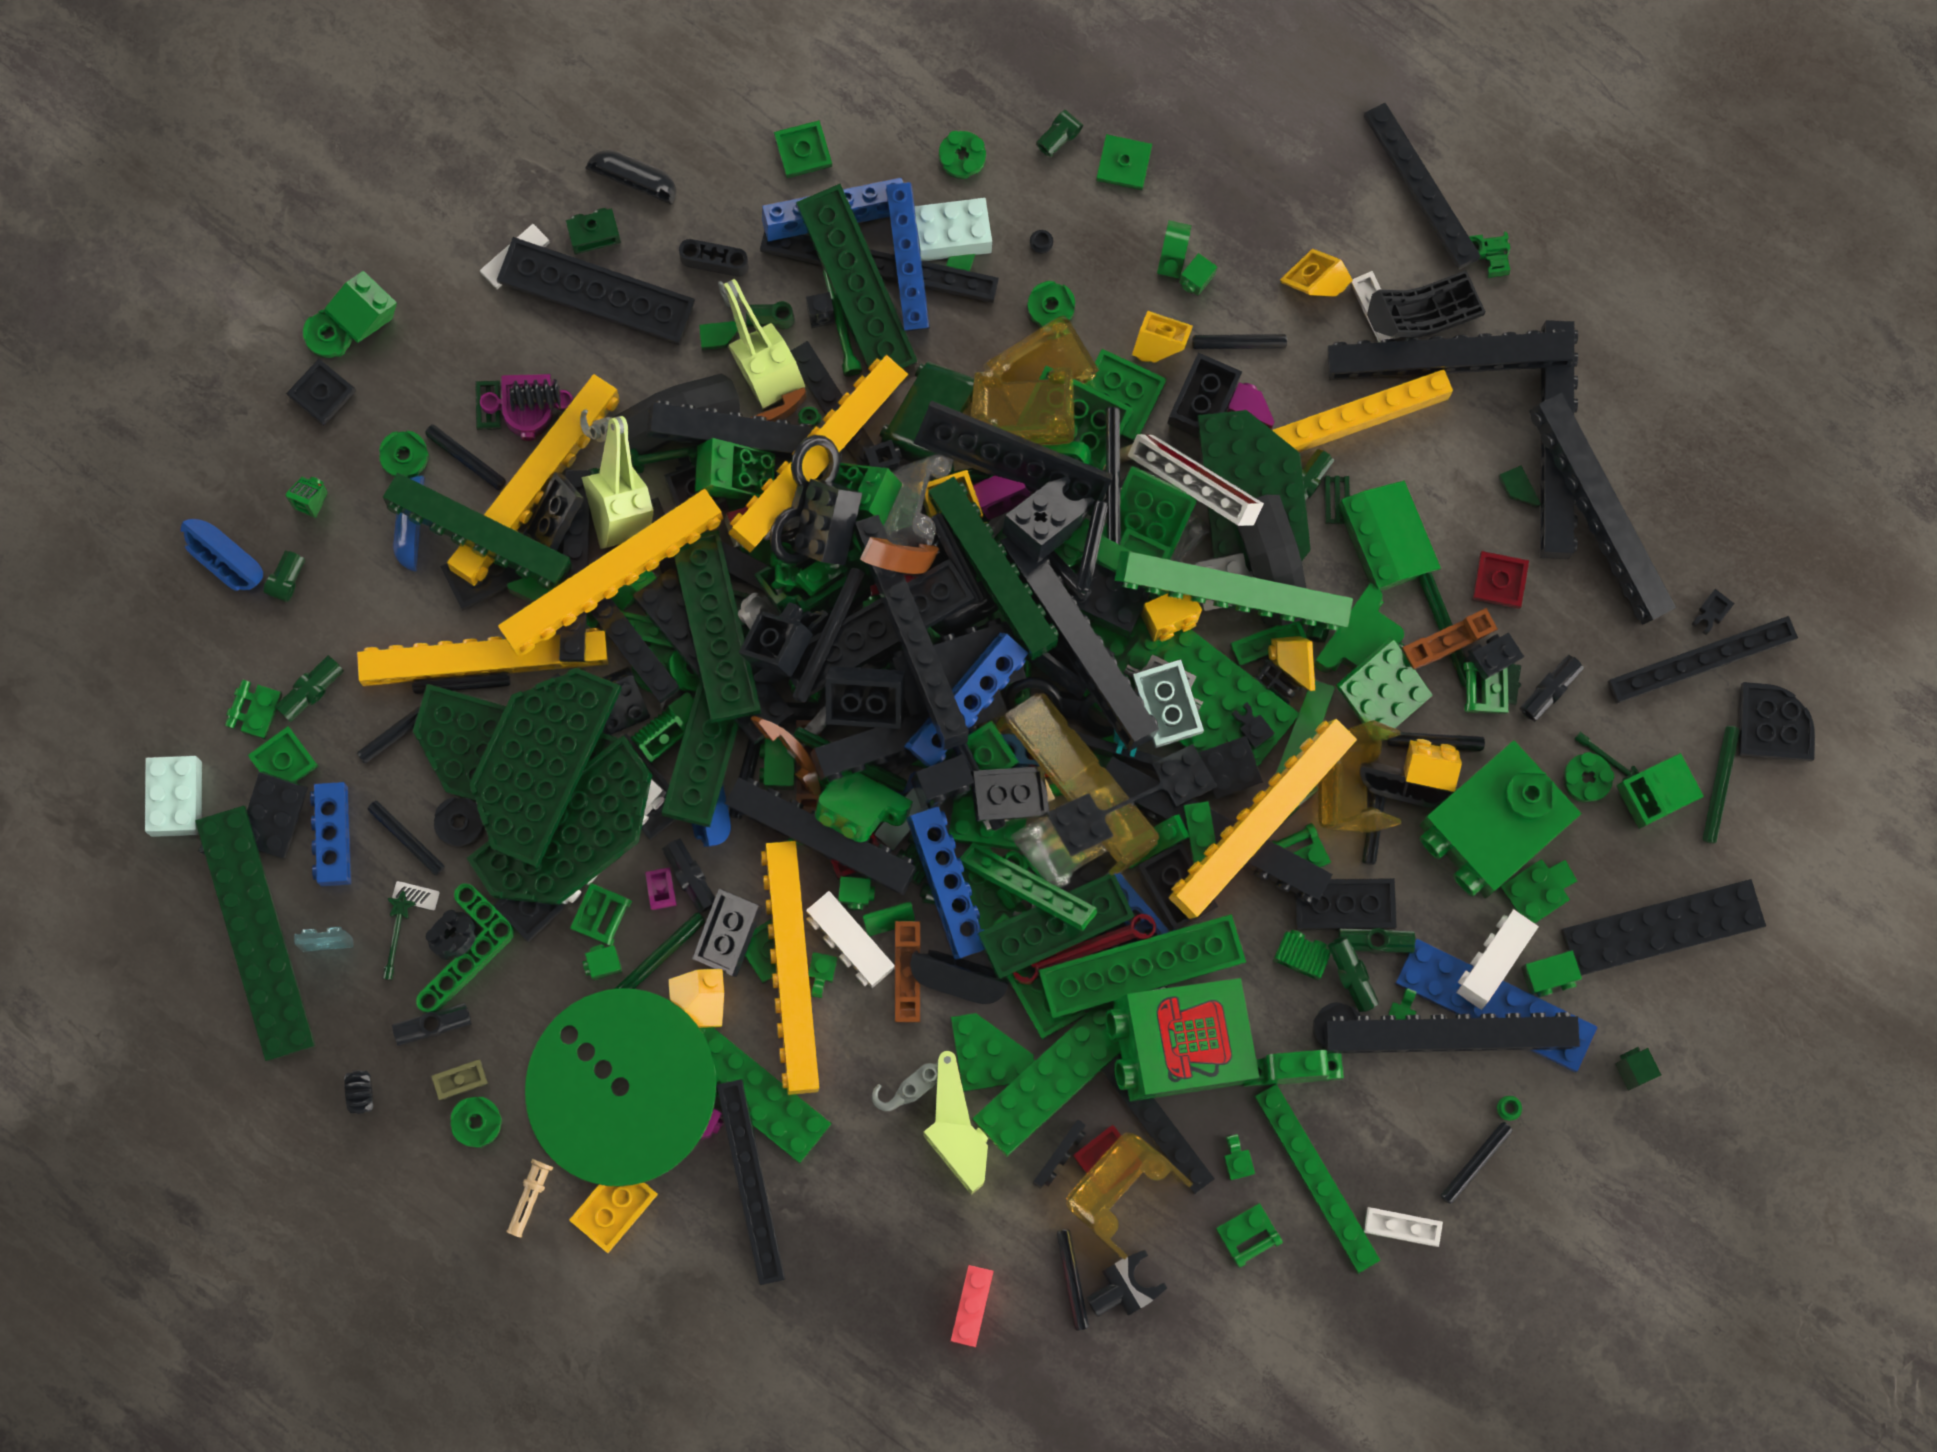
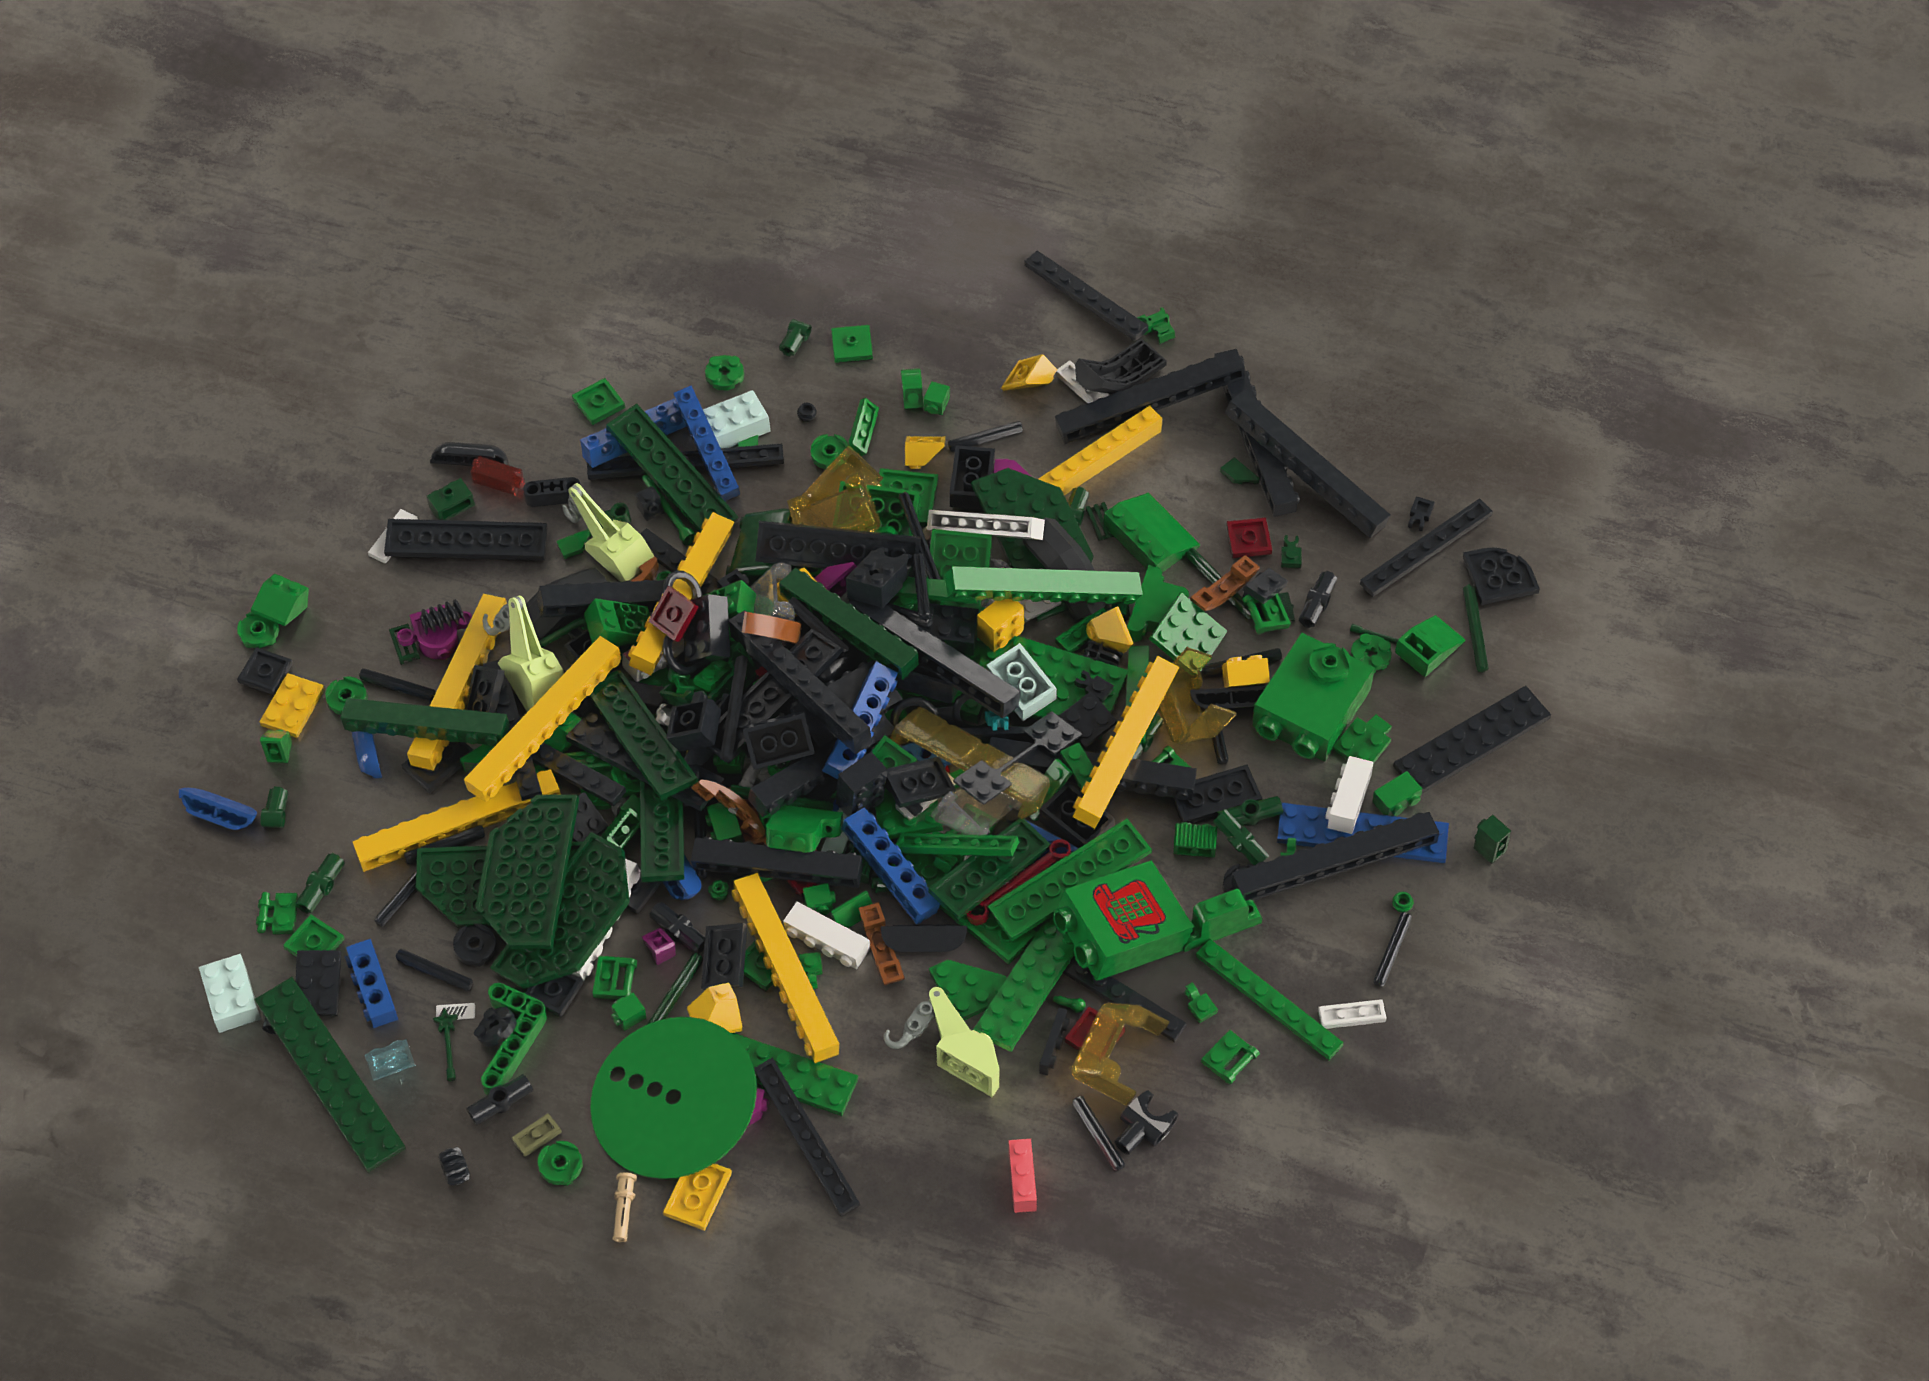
camera: 10 degrees left, 20 degrees down
(340, 445) = (292, 705): none -> yellow plate
(656, 215) = (497, 475): none -> clear red brick
(753, 845) = (718, 895): none -> green plate
(794, 495) = (673, 614): none -> dark red plate
(1100, 284) = (863, 426): none -> green plate
(1101, 1116) = (1077, 1005): none -> green piece
(1542, 617) = (1291, 554): none -> dark green plate

